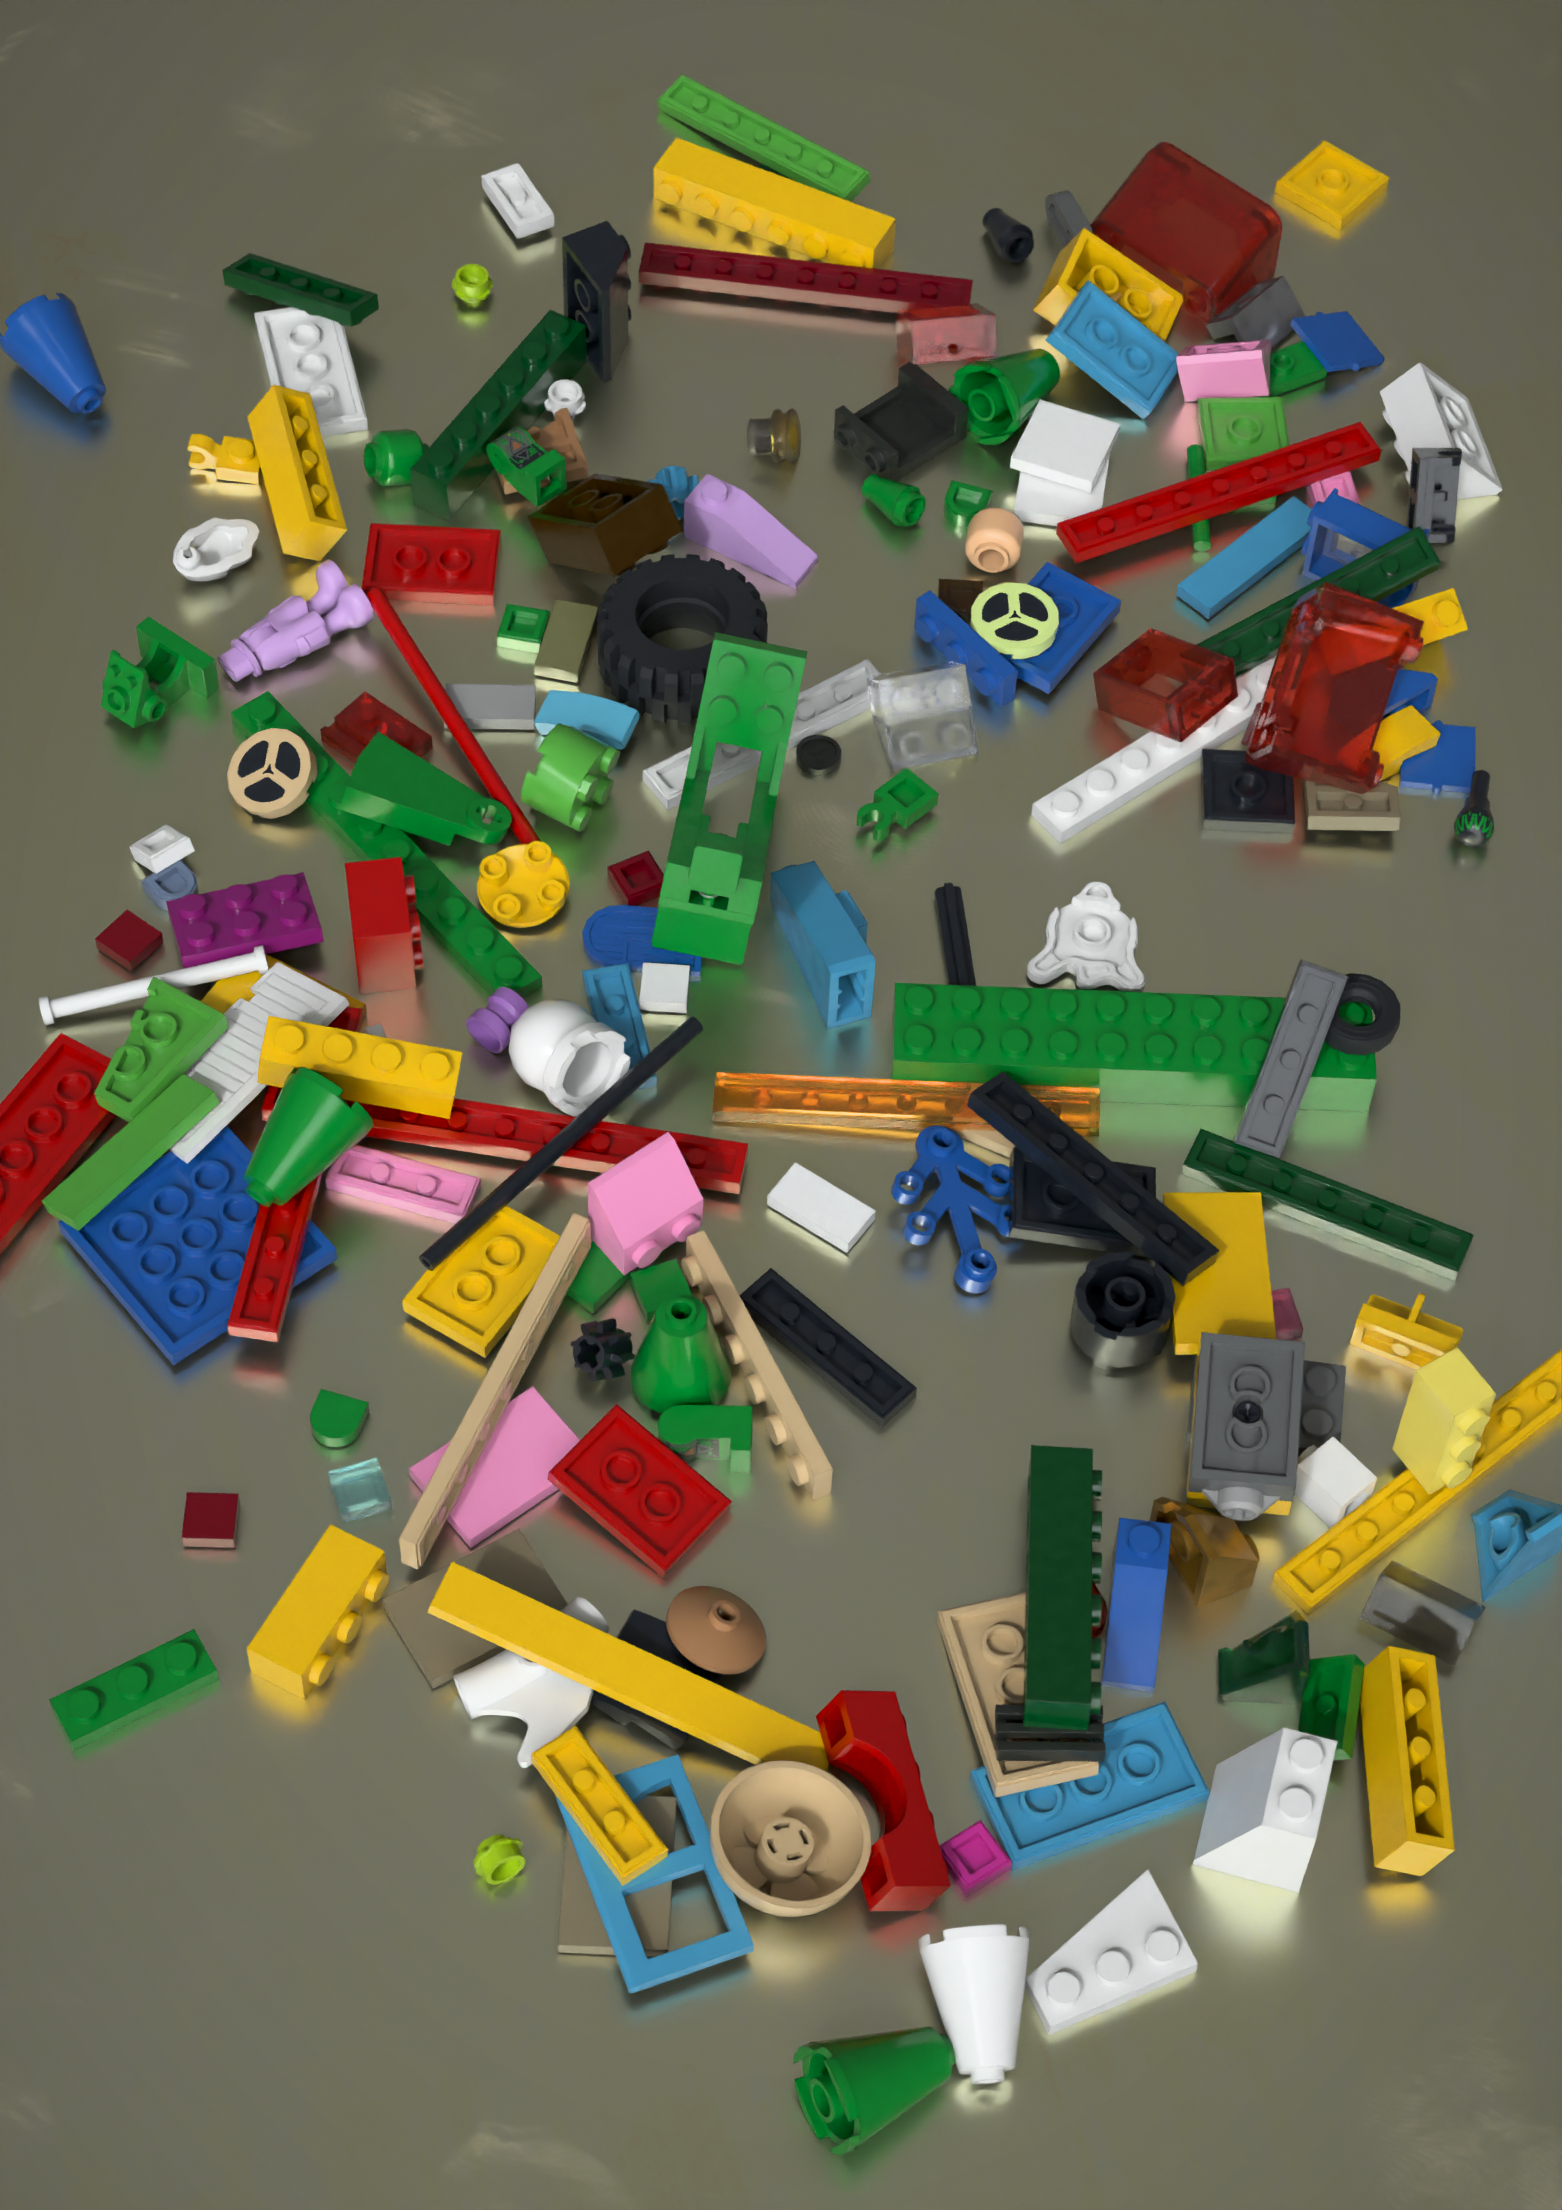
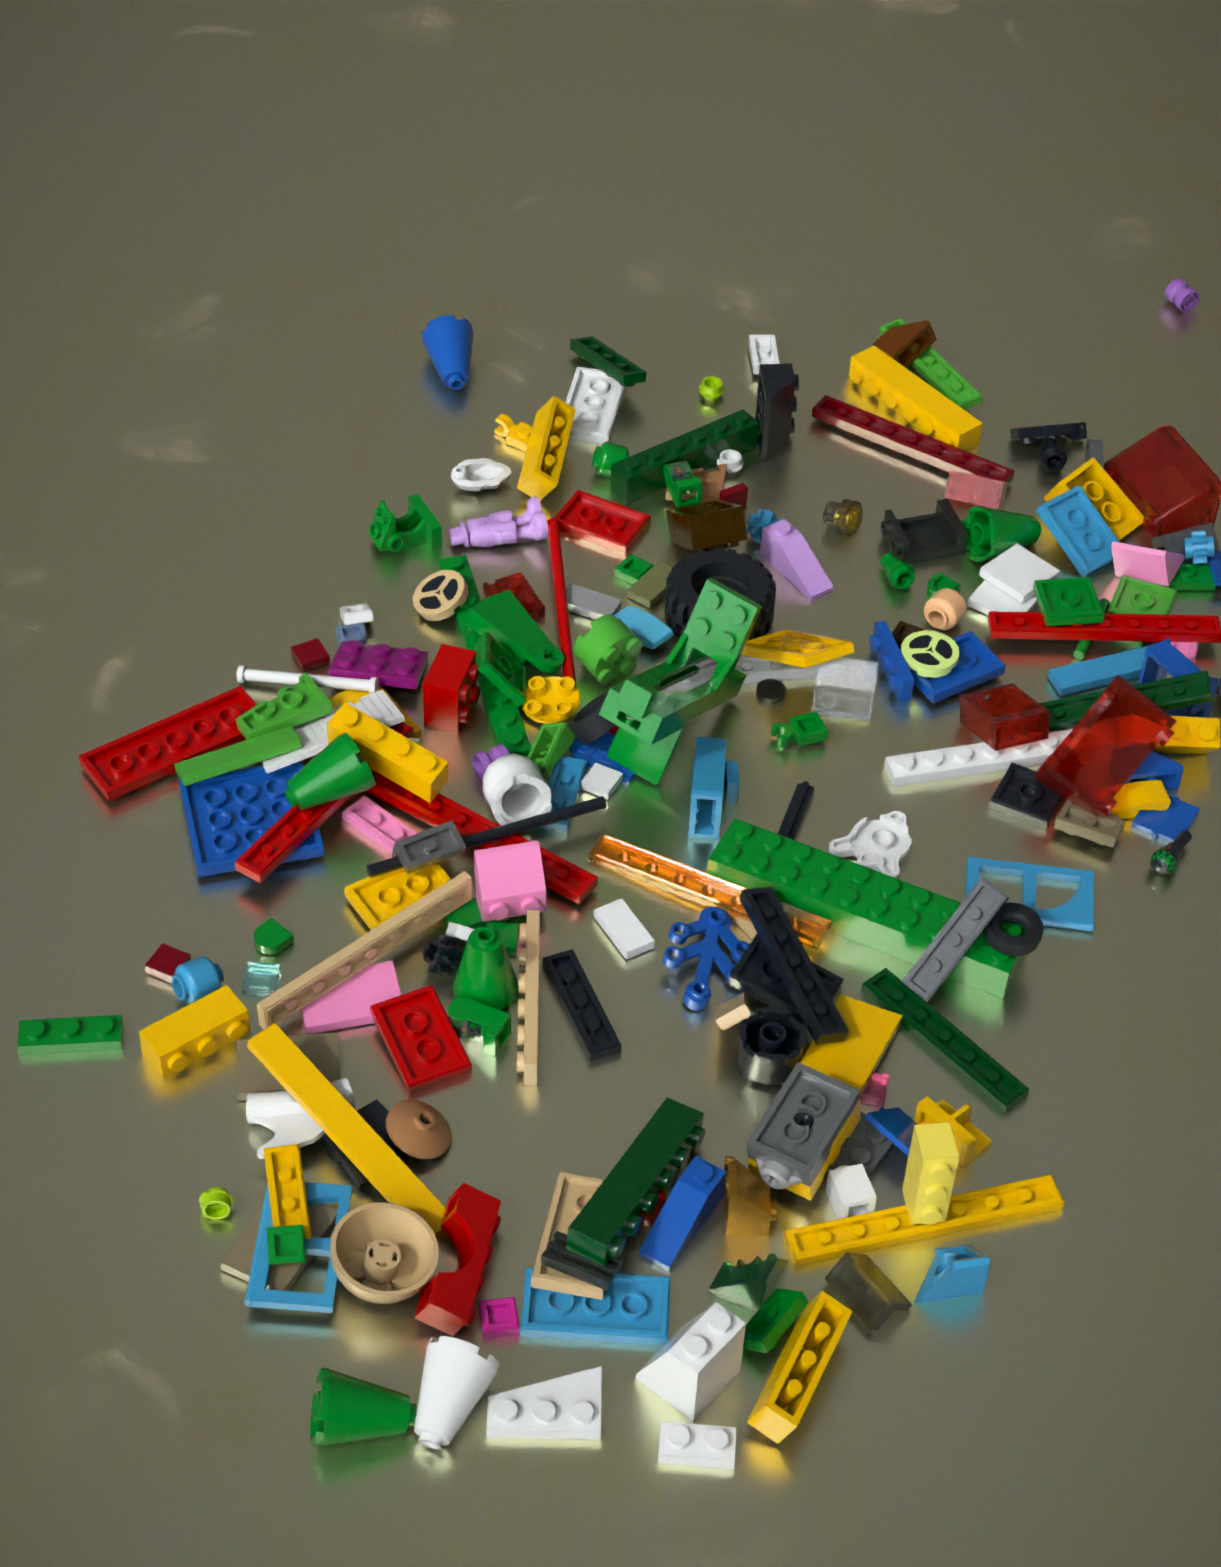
camera: 25 degrees right, 10 degrees down
(276, 1531) = (196, 979): none -> dark azure head
(438, 865) = (502, 668): none -> green tile
(498, 1194) = (429, 847): none -> flat silver panel
(552, 944) = (550, 745): none -> bright green slope
(608, 457) = (735, 494): none -> dark red tile
(617, 1304) = (459, 931): none -> white tile
(619, 895) = (587, 722): none -> black tyre
(646, 1885) = (285, 1245): none -> green tile
(719, 117) = (906, 341): none -> reddish brown slope
(858, 680) = (797, 648): none -> yellow tile
(959, 211) = (1028, 435): none -> black hinge
(1047, 1280) = (732, 1011): none -> tan tile
(1158, 470) = (1068, 601): none -> green tile
(1285, 321) = (1199, 547): none -> dark azure gear
(1324, 1924) = (697, 1445): none -> white plate
(1351, 1364) = (894, 1125): none -> blue piece
(1395, 952) = (1074, 914): none -> dark azure window

